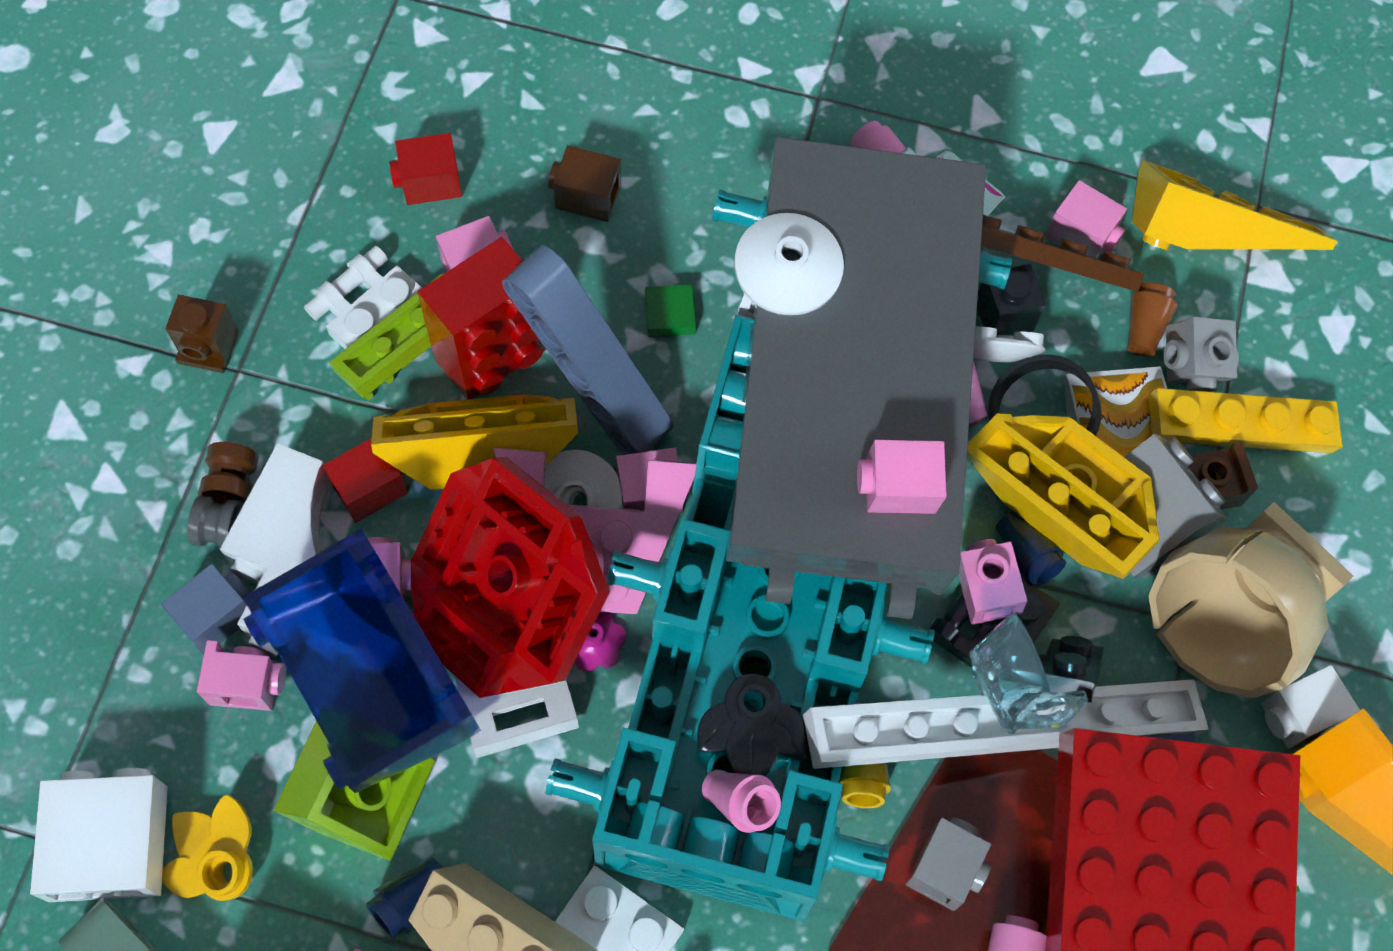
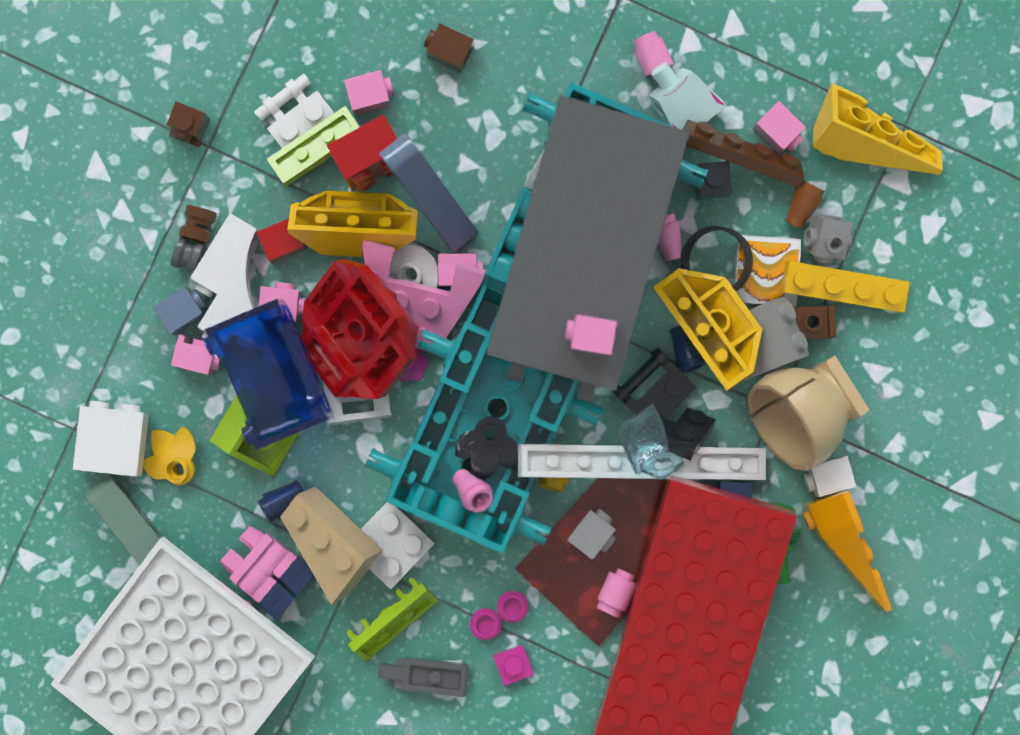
camera: 10 degrees right, 20 degrees up
(426, 169) = (344, 21): red brick -> none
(670, 310) = (490, 148): green tile -> none
(783, 284) = (541, 198): white dish -> none
(991, 581) = (652, 371): bright pink brick -> none
(1006, 347) = (693, 214): white dish -> none

